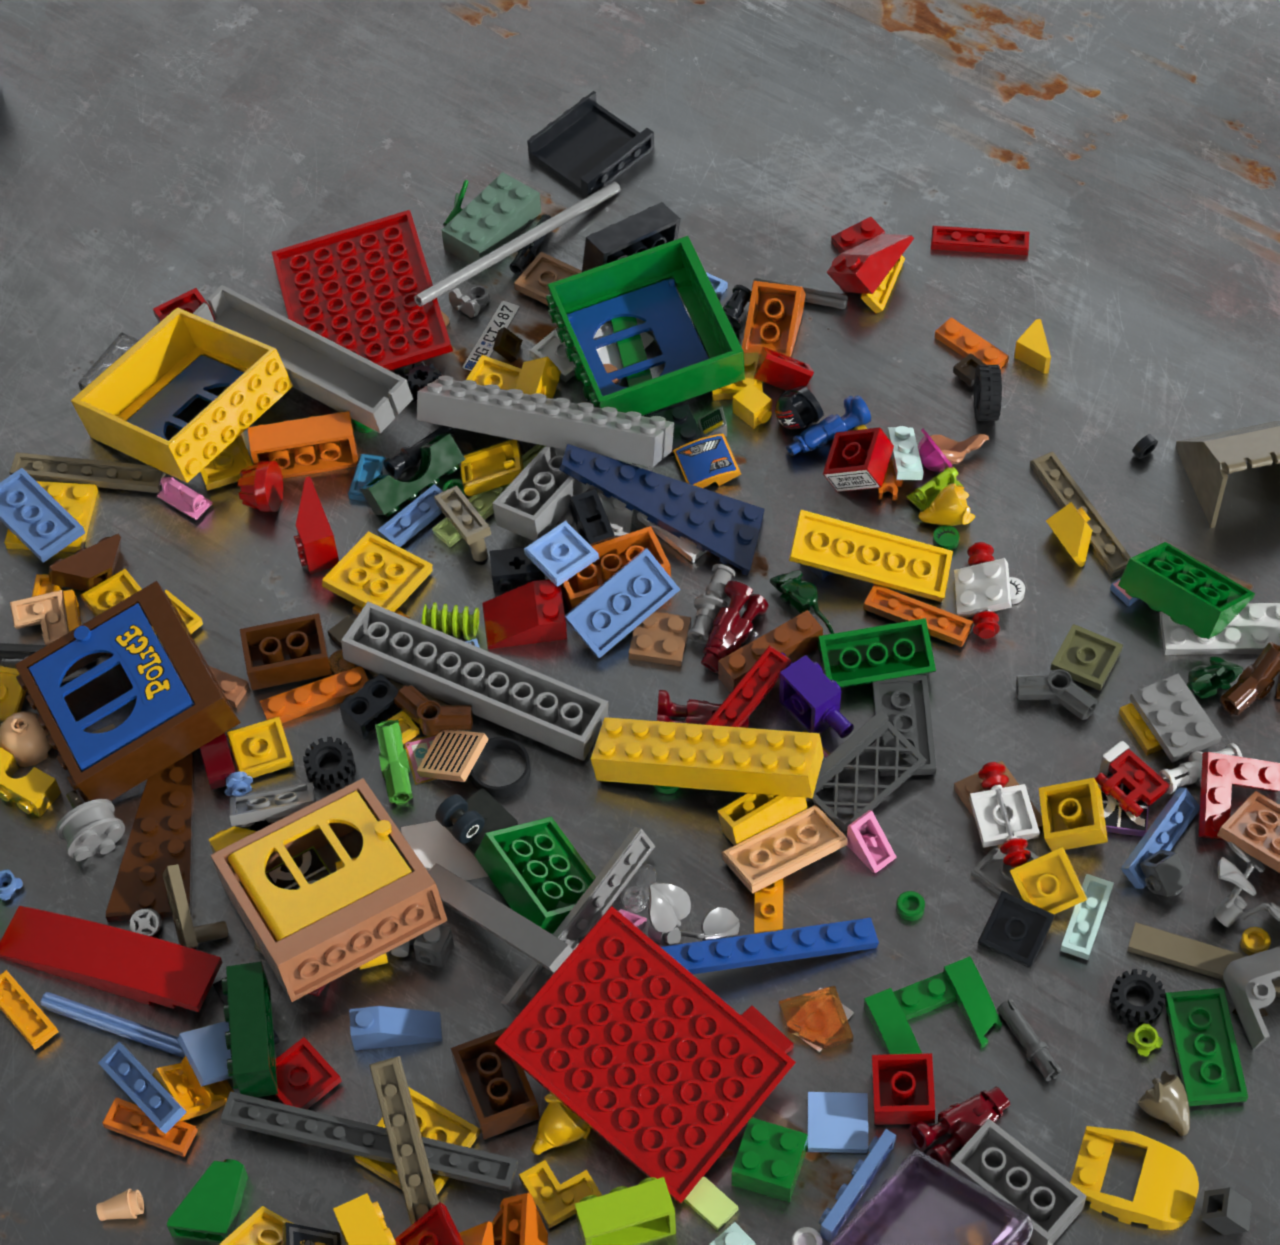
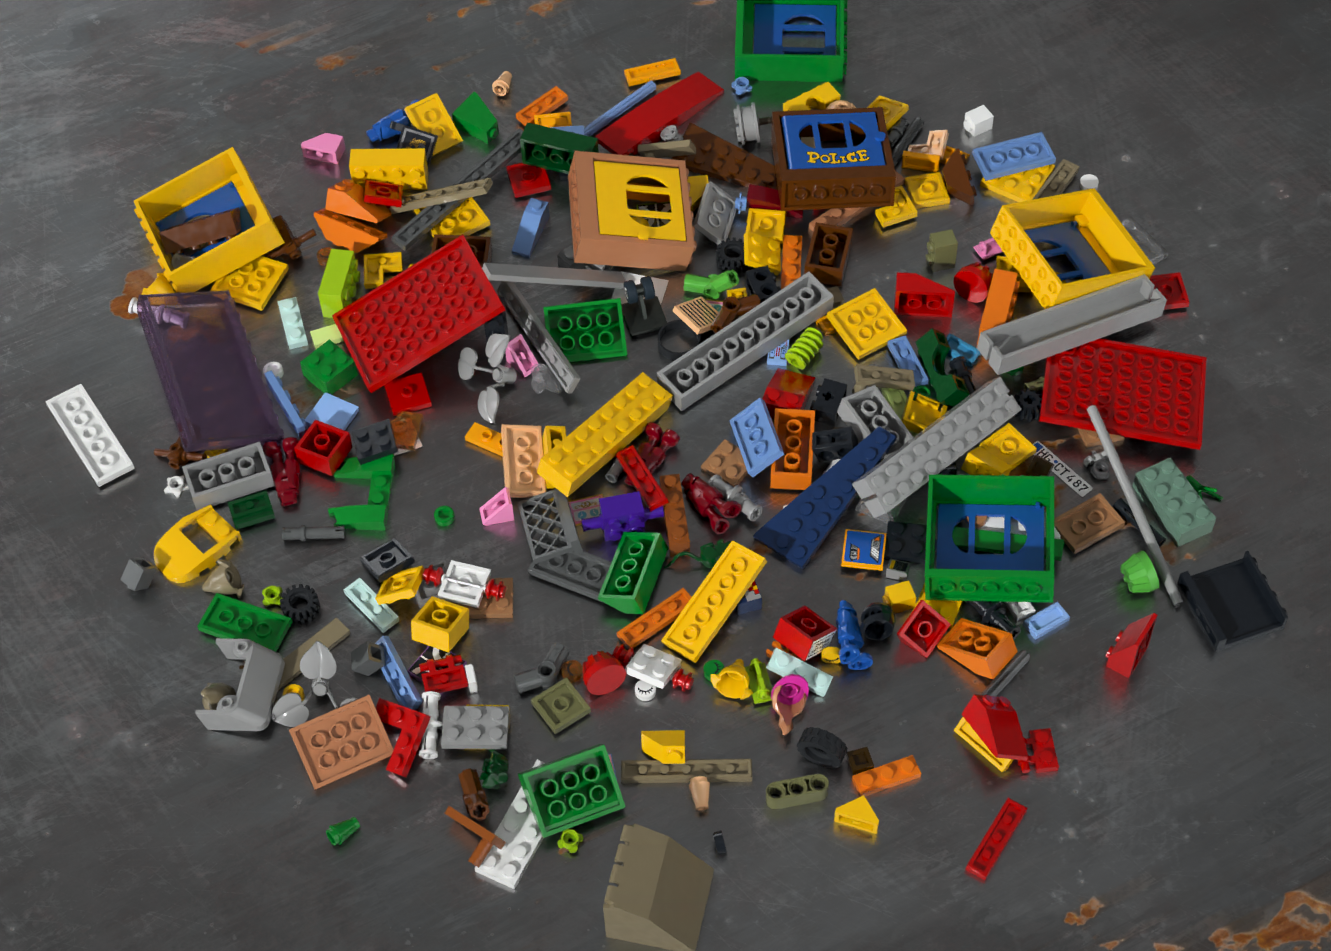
camera: 115 degrees right, 0 degrees up
(35, 441) = (1088, 182): none -> white tile
(142, 1087) = (560, 104): medium blue plate -> none
(228, 532) = (942, 250): none -> olive brick
(315, 726) = (761, 252): none -> yellow plate
(561, 553) = (814, 414): light blue tile -> none
(603, 211) = (1139, 573): none -> bright green piece
(630, 236) = (1092, 569): black brick -> none
(702, 186) = (1131, 645): none -> red slope
(775, 946) = (457, 417): blue plate -> none
(858, 1029) = (374, 441): none -> black plate
(1026, 626) = (603, 673): none -> red piece
(1034, 666) = (572, 670): none -> clear orange tile
(1043, 405) = (804, 784): none -> olive beam
(1043, 1134) = (251, 510): none -> dark green plate
(1100, 487) = (699, 790): none -> light nougat cone
(1236, 572) = (566, 836): none -> lime plate

